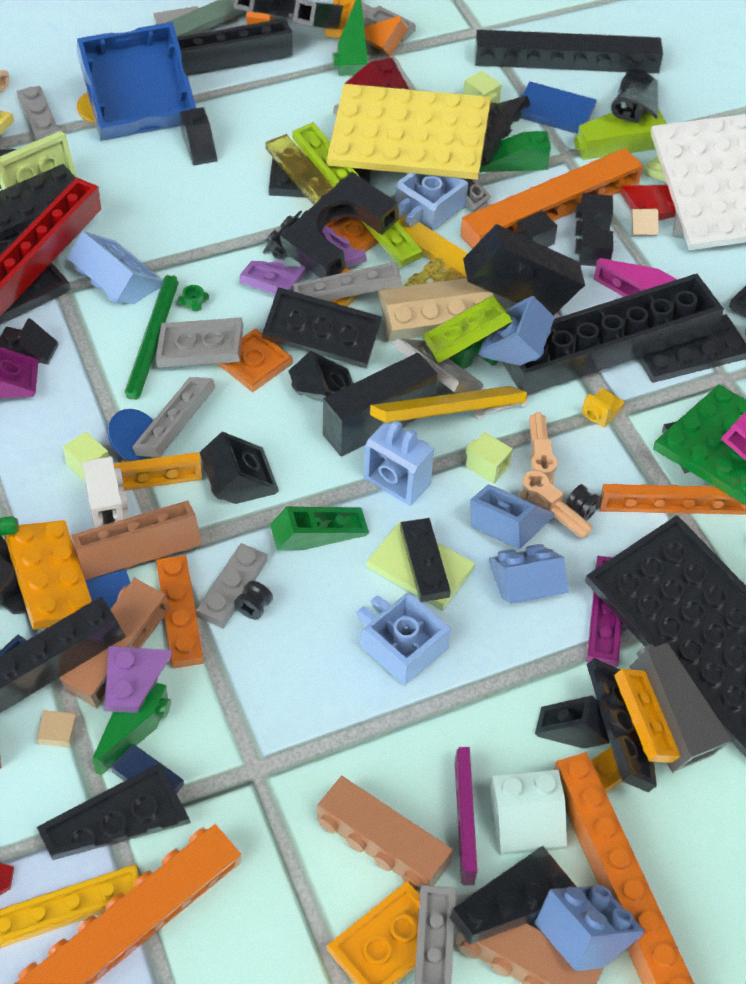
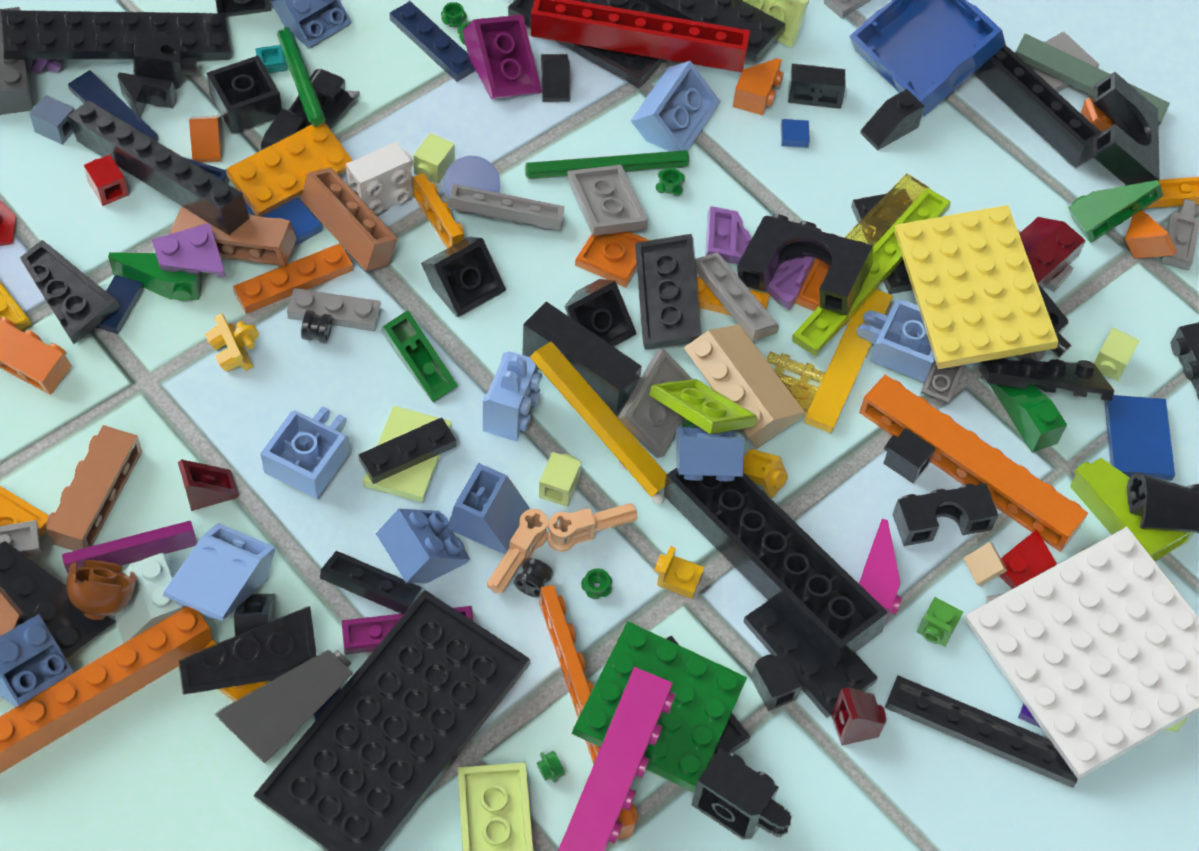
camera: 70 degrees right, 5 degrees up
(56, 728) = (145, 227): tan tile -> none
(119, 208) = (757, 86): none -> orange slope
(135, 171) = (816, 86): none -> black hinge
(176, 203) = (794, 133): none -> blue tile
(259, 674) = (235, 340): none -> yellow hips
(409, 737) = (206, 484): none -> dark red slope
(522, 269) = (806, 438): black brick -> none
(525, 833) = (99, 588): none -> dark orange cylinder
(529, 729) = (221, 572): none -> light blue slope
(556, 623) = (370, 582): none -> black plate
(597, 462) = (597, 576): none -> green plate
(647, 716) = (257, 668): light orange plate -> none
(684, 264) = (939, 622): none -> bright green bracket
(720, 370) = (775, 681): none -> black brick

